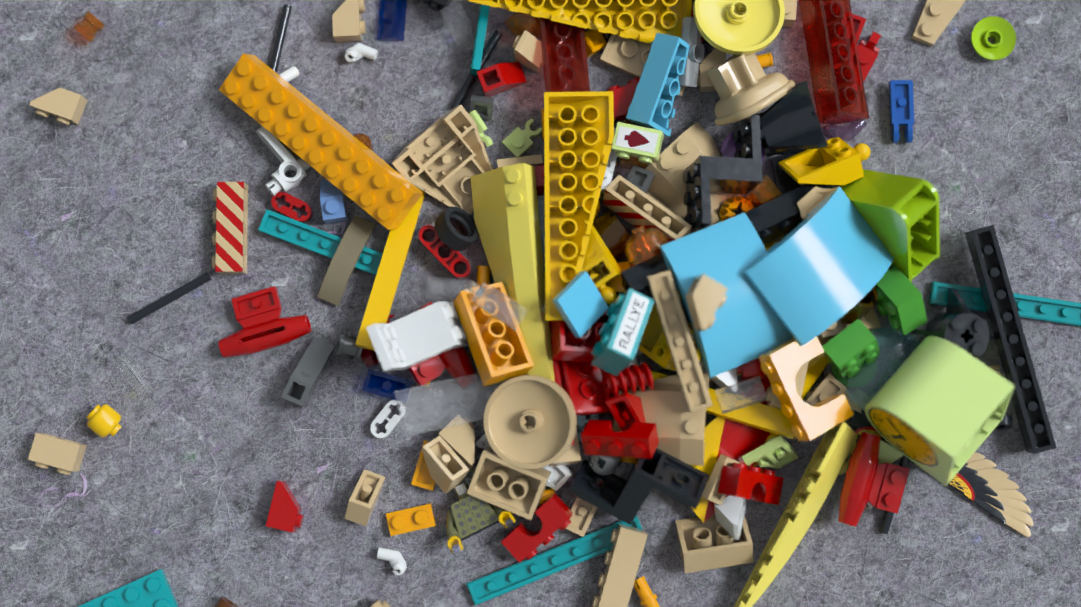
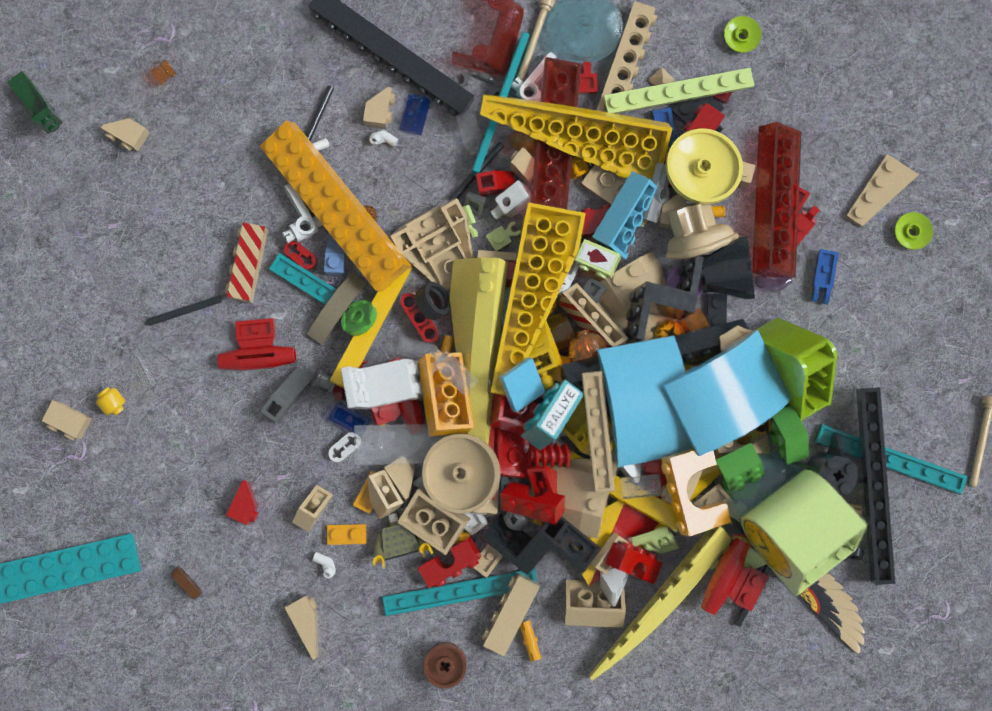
camera: 10 degrees right, 0 degrees up
(374, 265) = (358, 318): none -> bright green tile
(531, 88) = (519, 197): none -> white torso
(703, 300) = (624, 402): tan slope -> none
(828, 165) = (753, 310): yellow slope -> none

